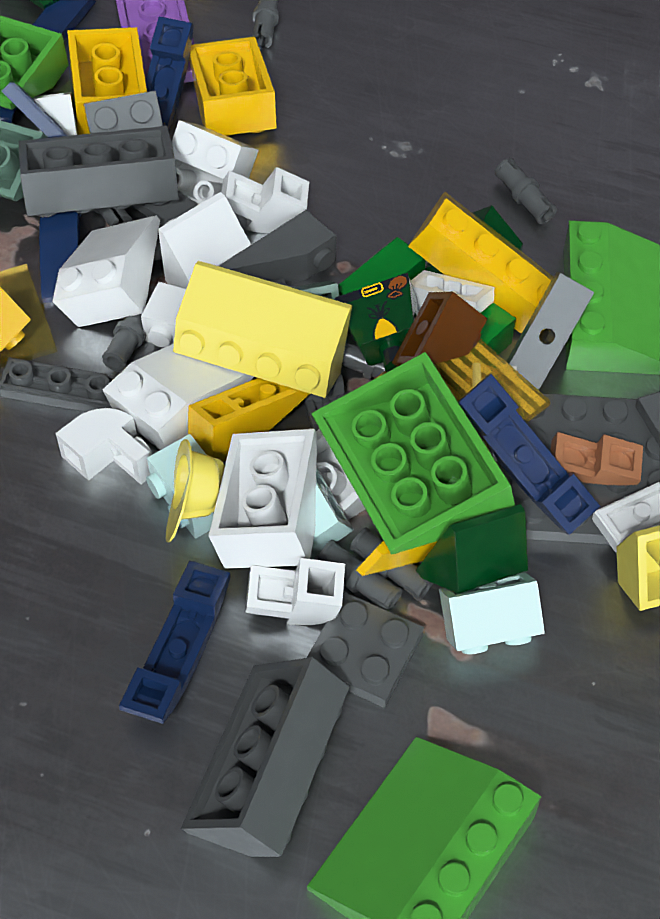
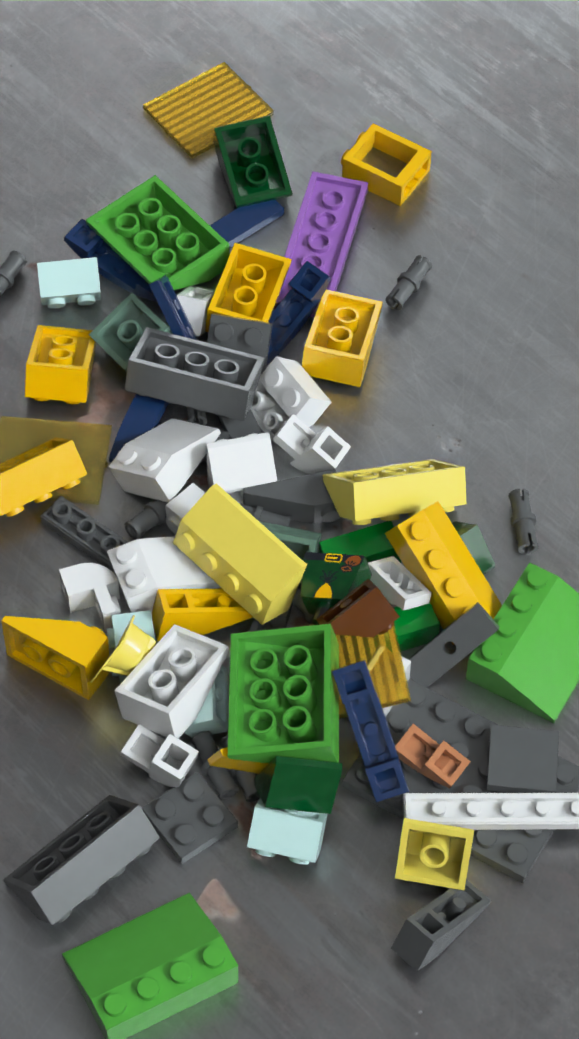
camera: 25 degrees right, 0 degrees up
(104, 523) = (59, 650): none -> yellow slope
(180, 644) = (67, 758): dark blue slope -> none
(383, 206) = (396, 490): none -> light yellow slope

